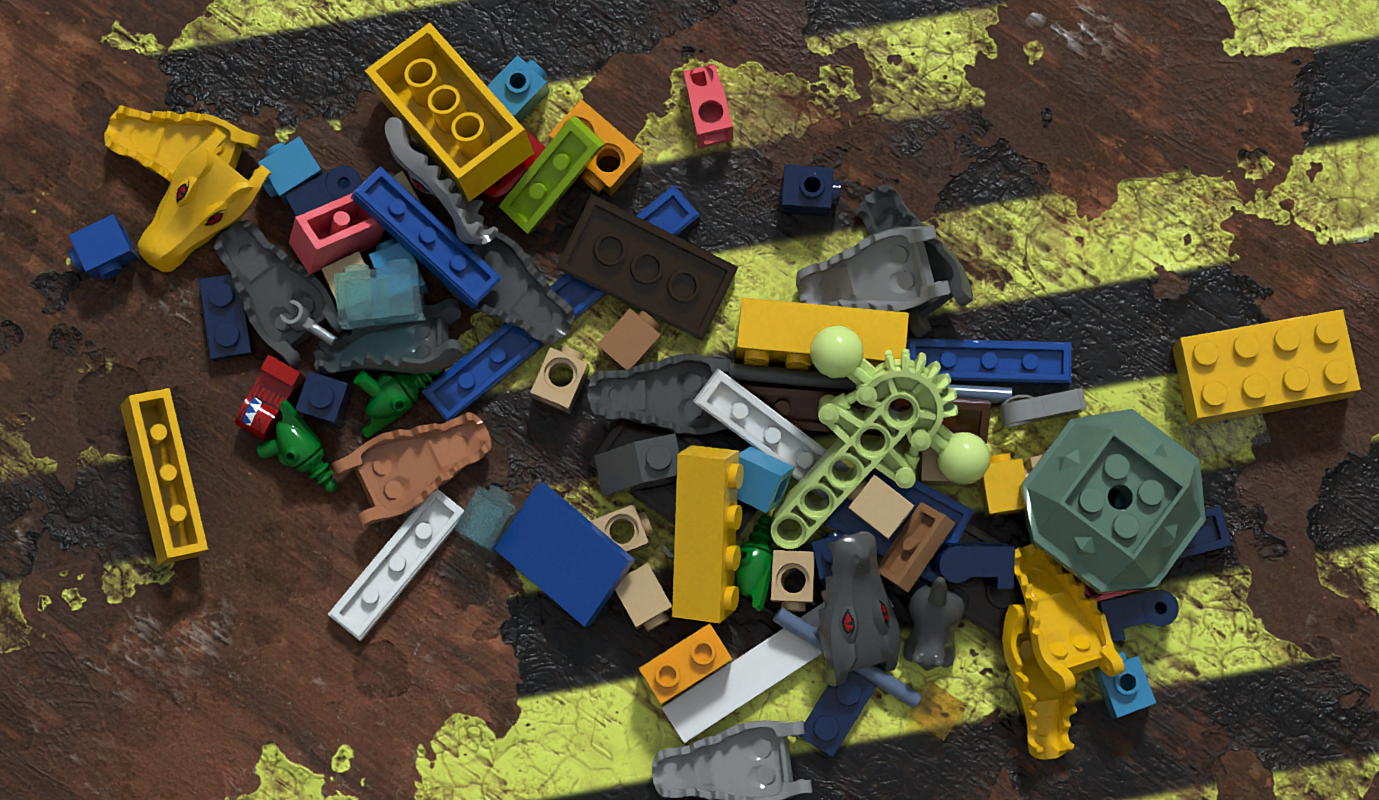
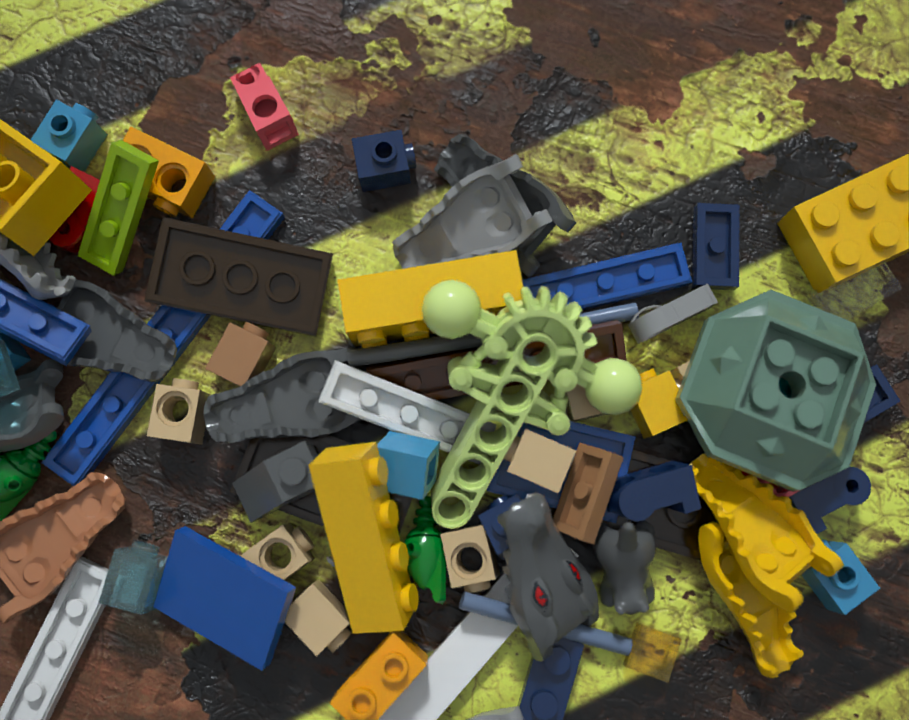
camera: 15 degrees left, 0 degrees up
(1103, 354) = (716, 246): none -> dark blue plate

